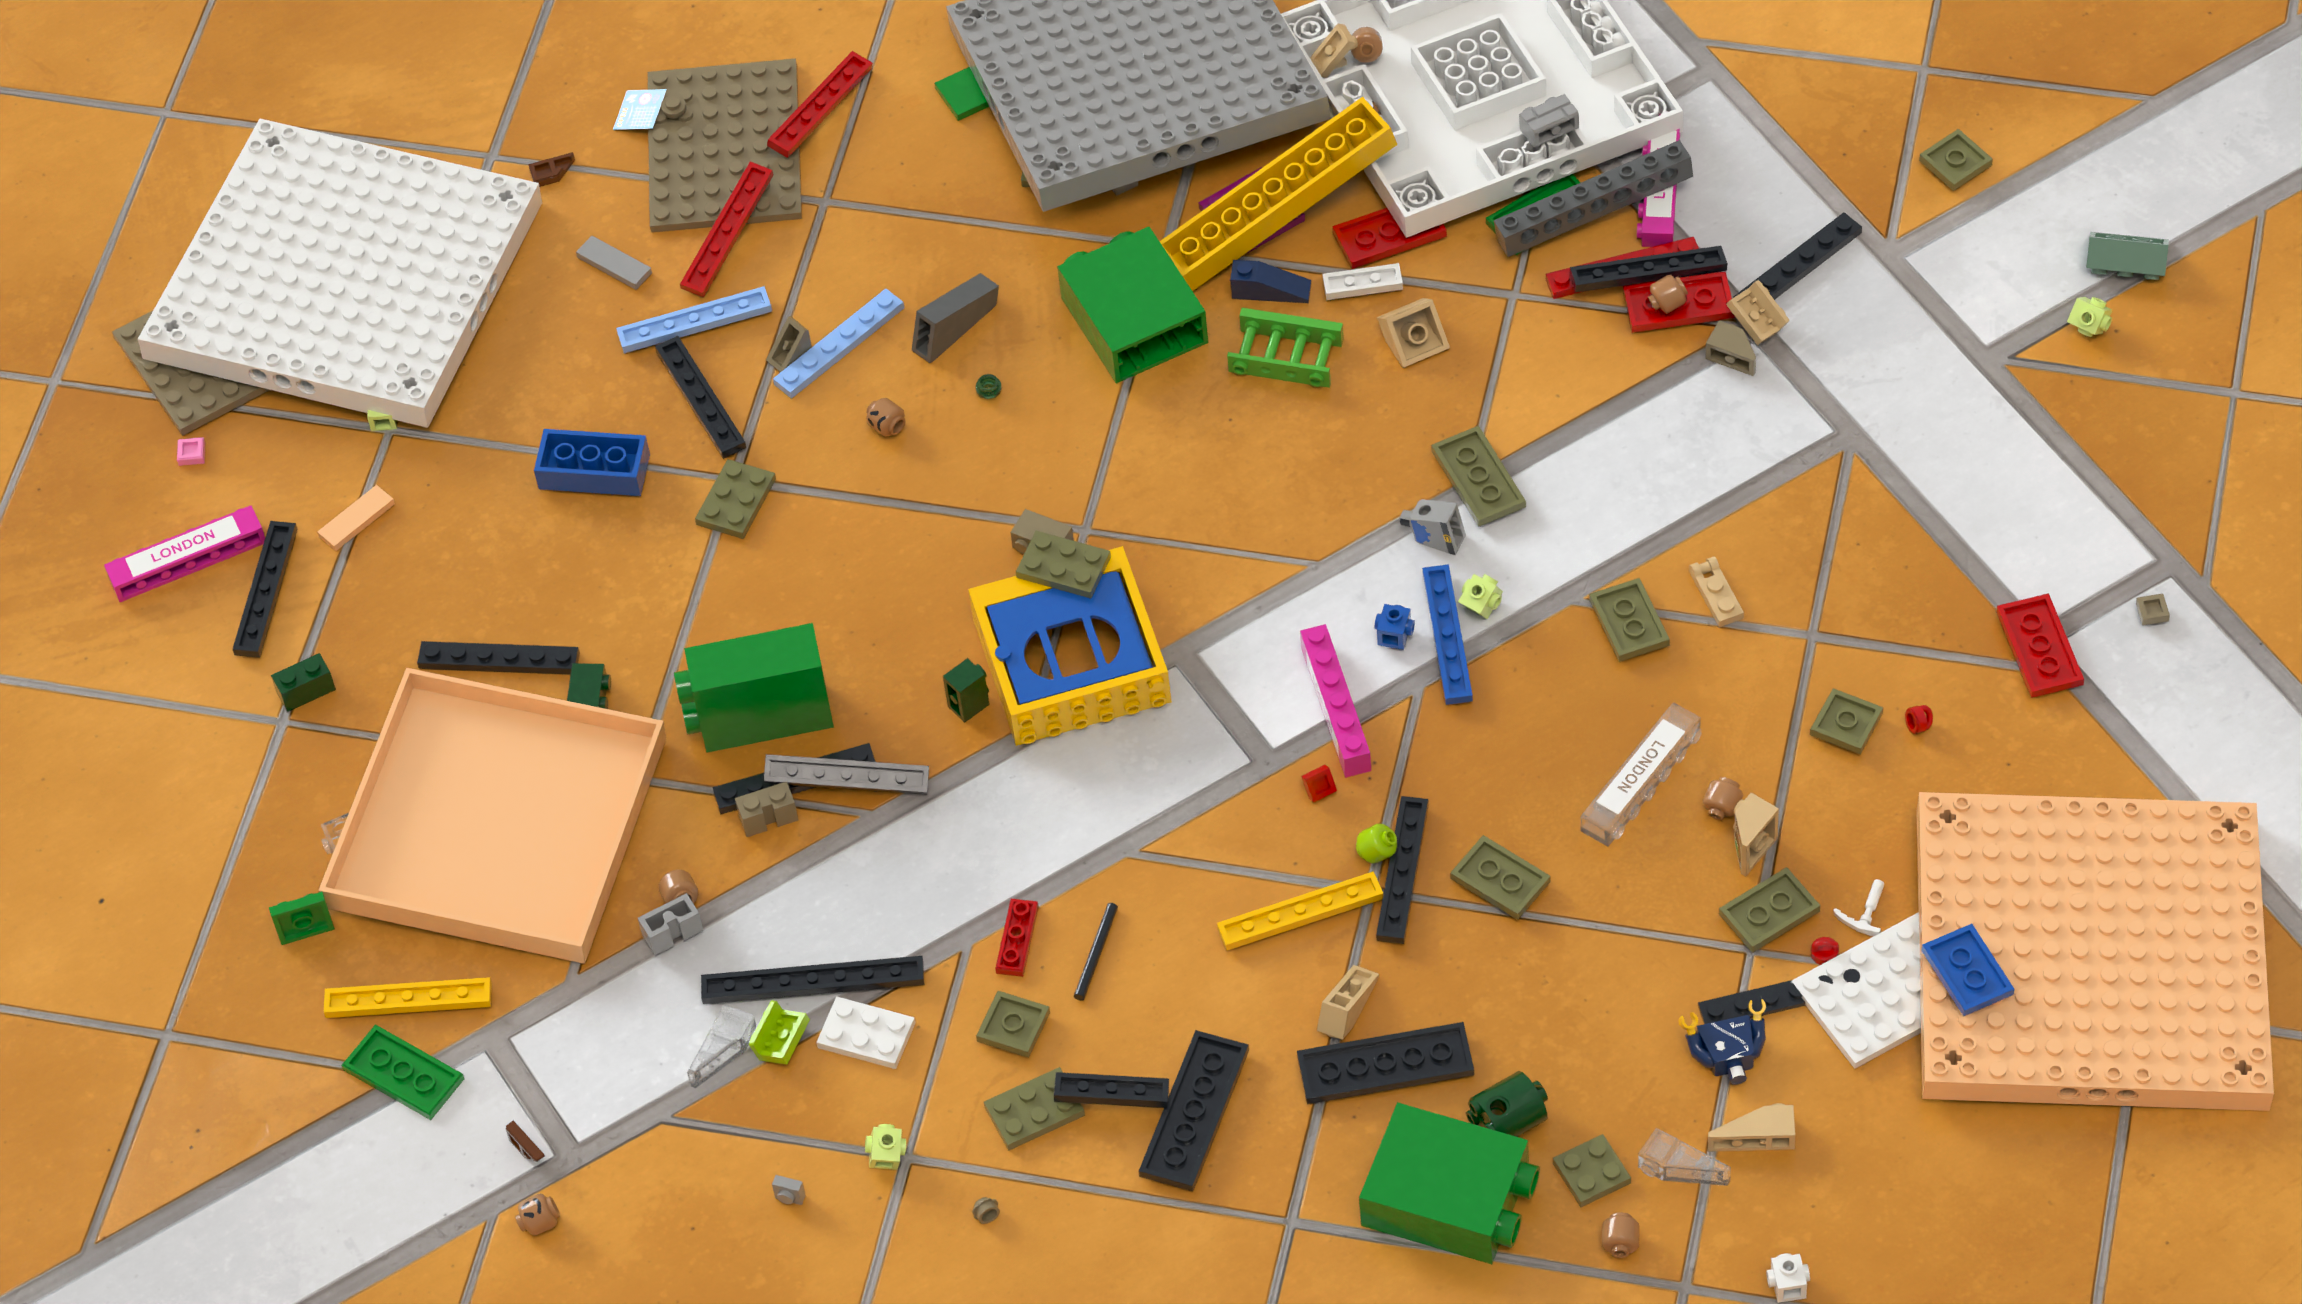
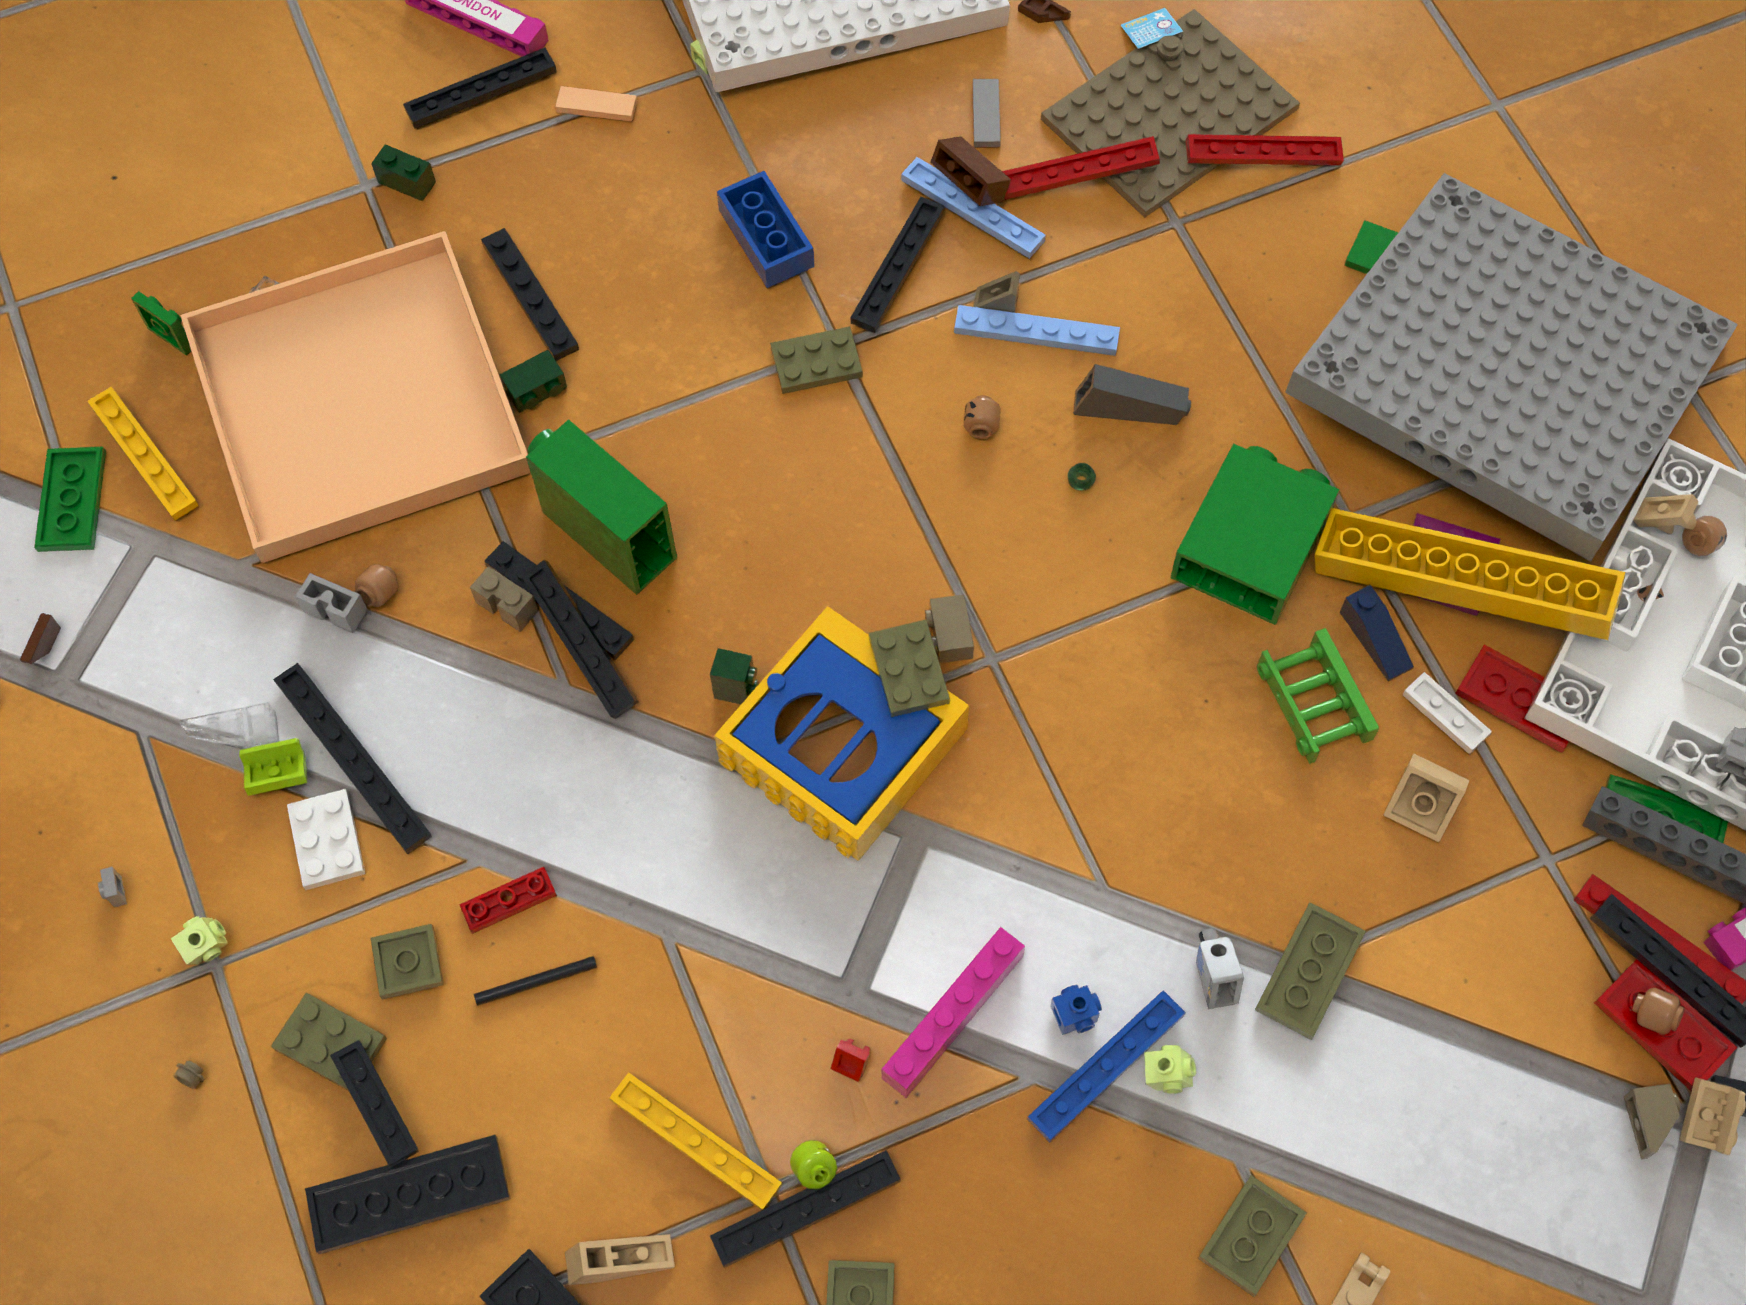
camera: 50 degrees right, 10 degrees up
(665, 298) = (970, 171): none -> reddish brown brick

